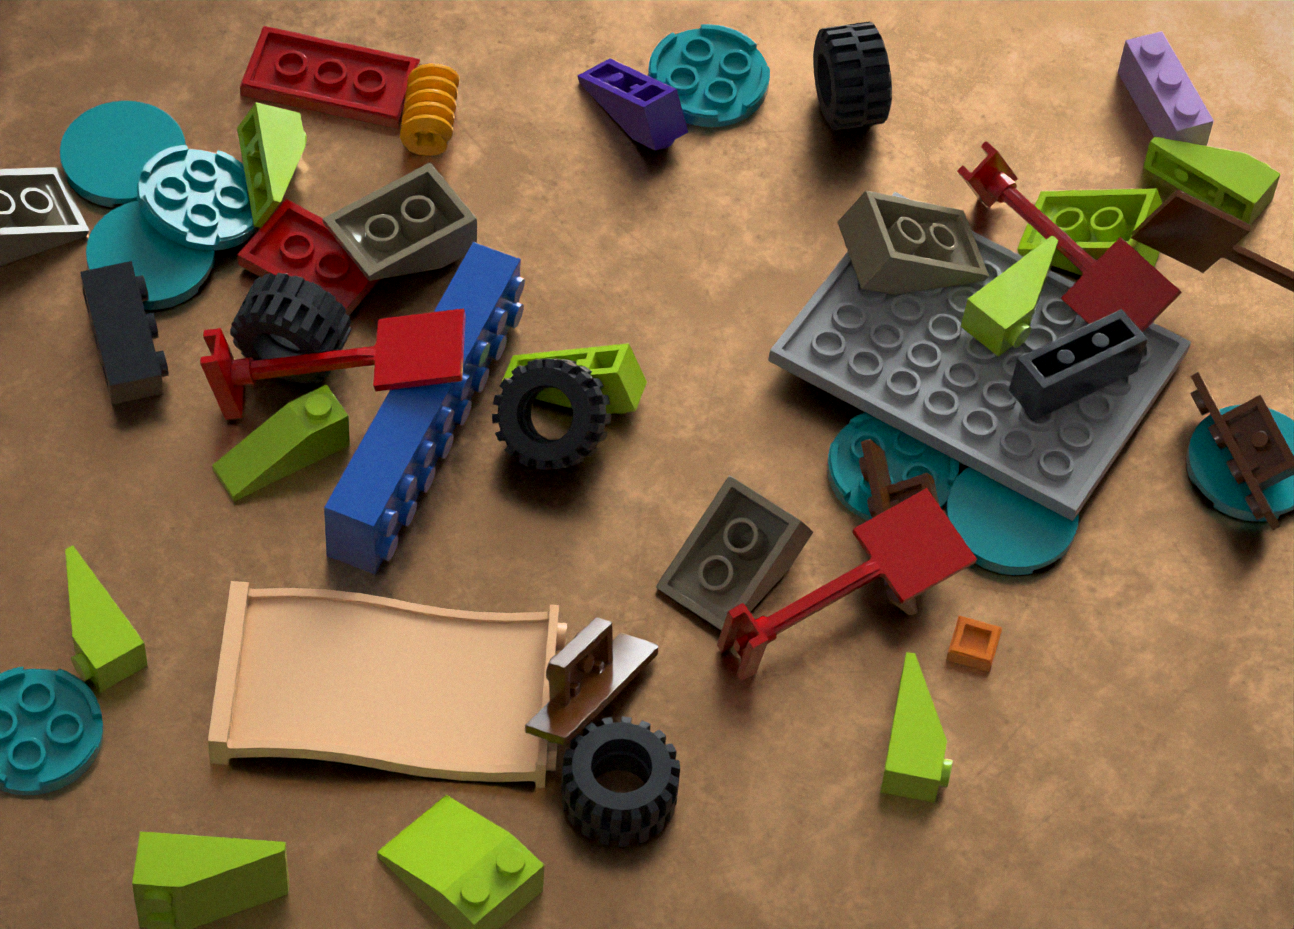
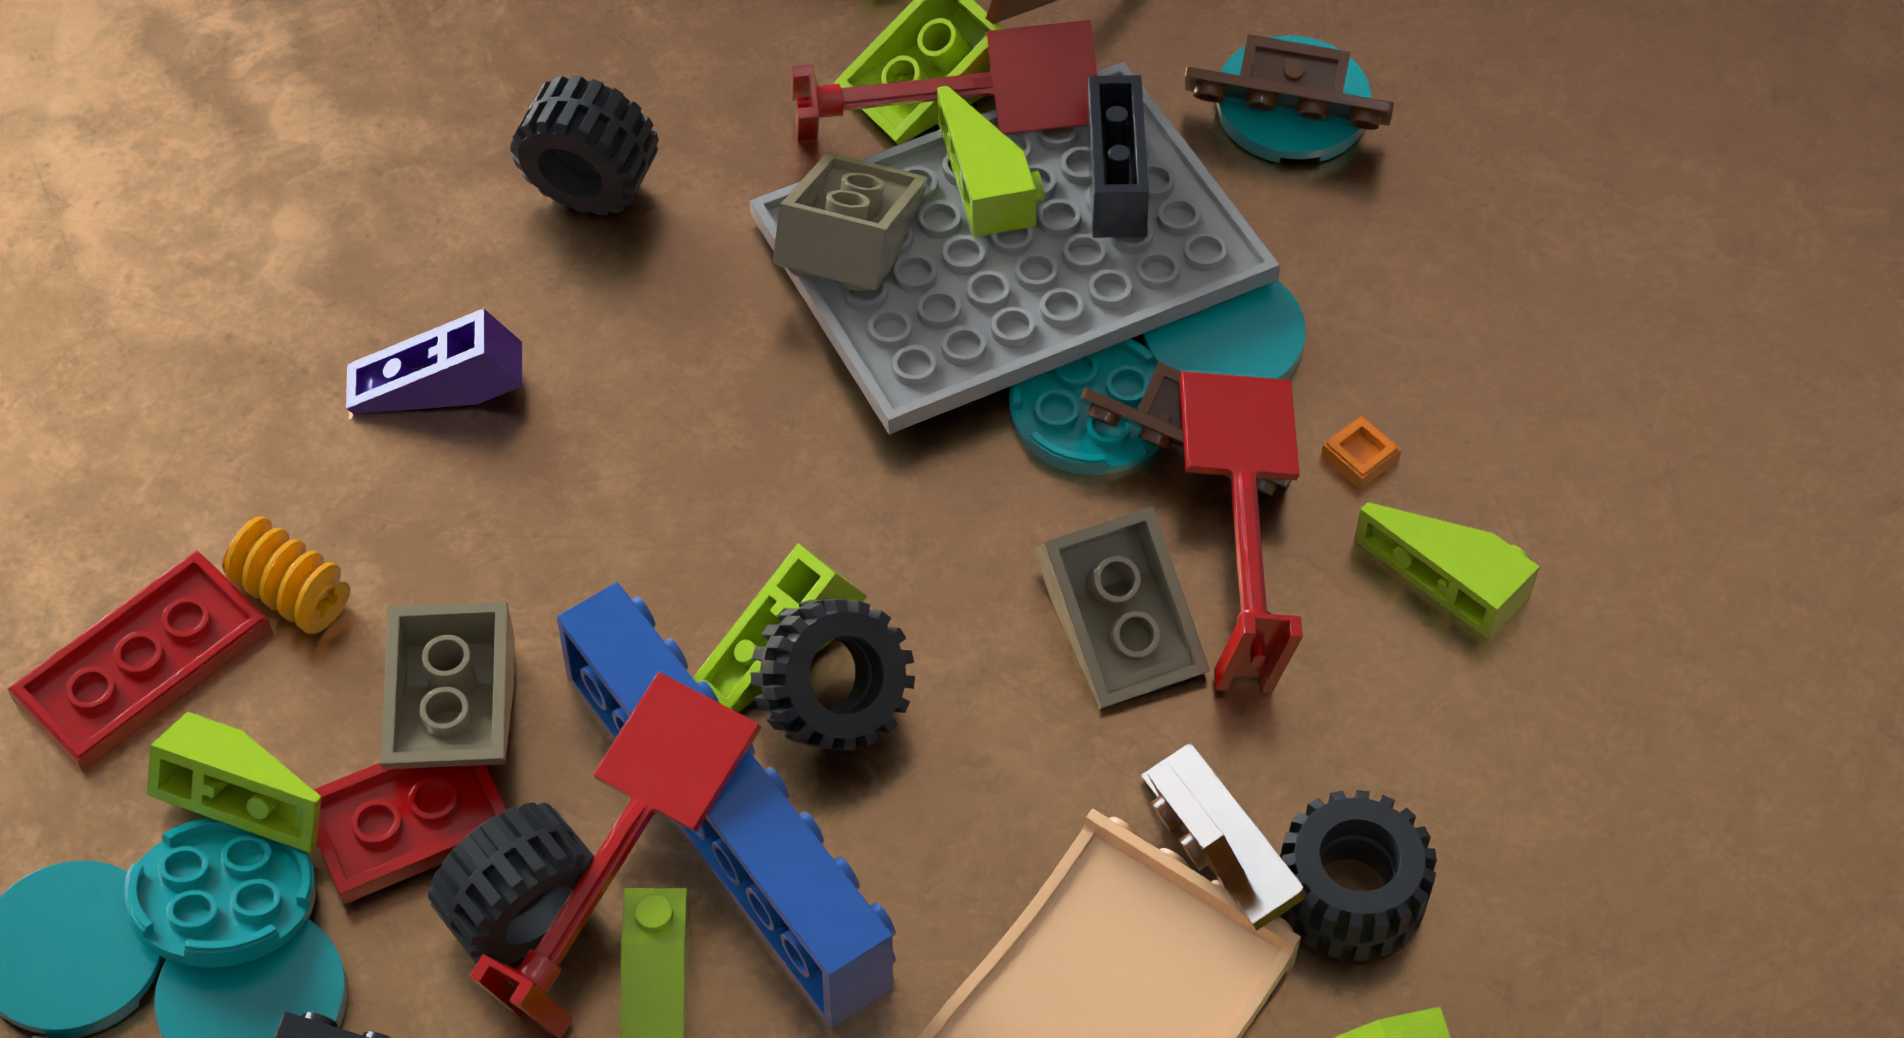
camera: 55 degrees left, 0 degrees up
(715, 74) = (444, 273): teal tile -> none

